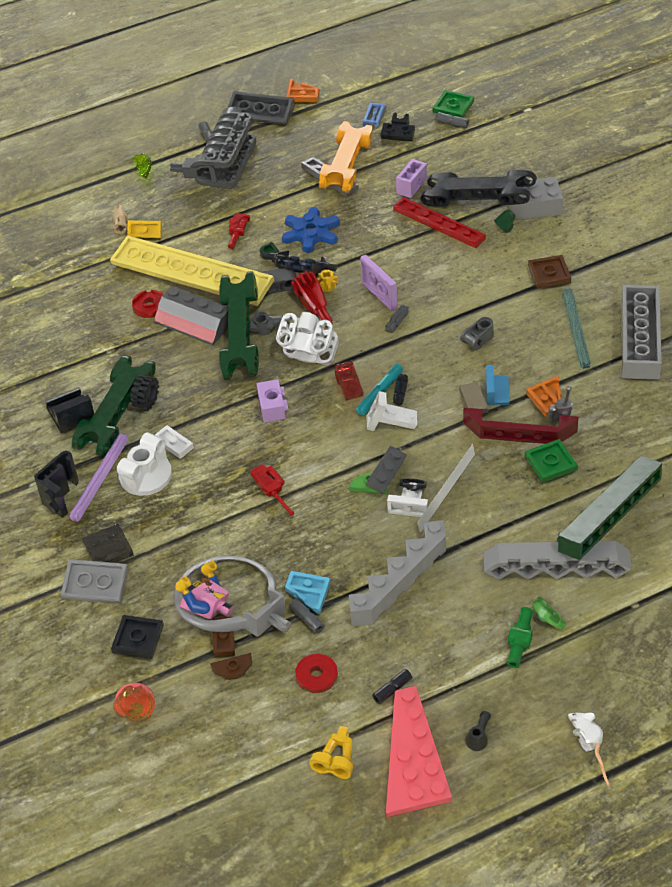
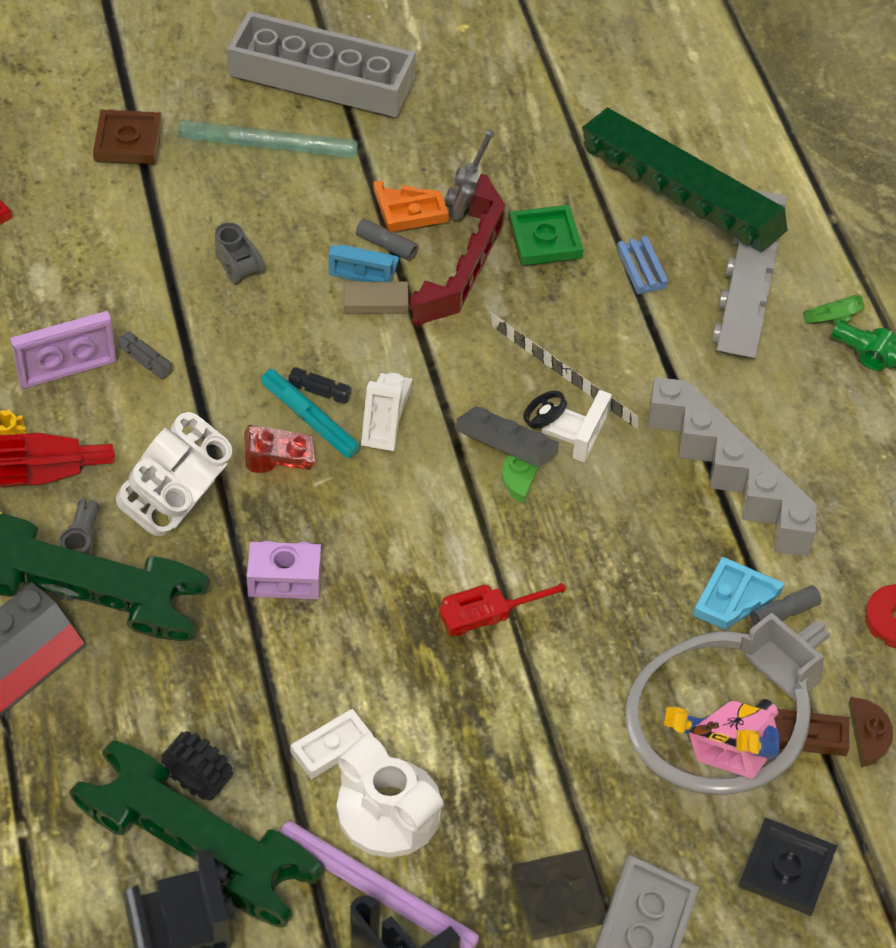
camera: 85 degrees left, 5 degrees up
(519, 393) = (383, 237): none -> dark grey piece
(546, 509) = (636, 247): none -> medium blue tile

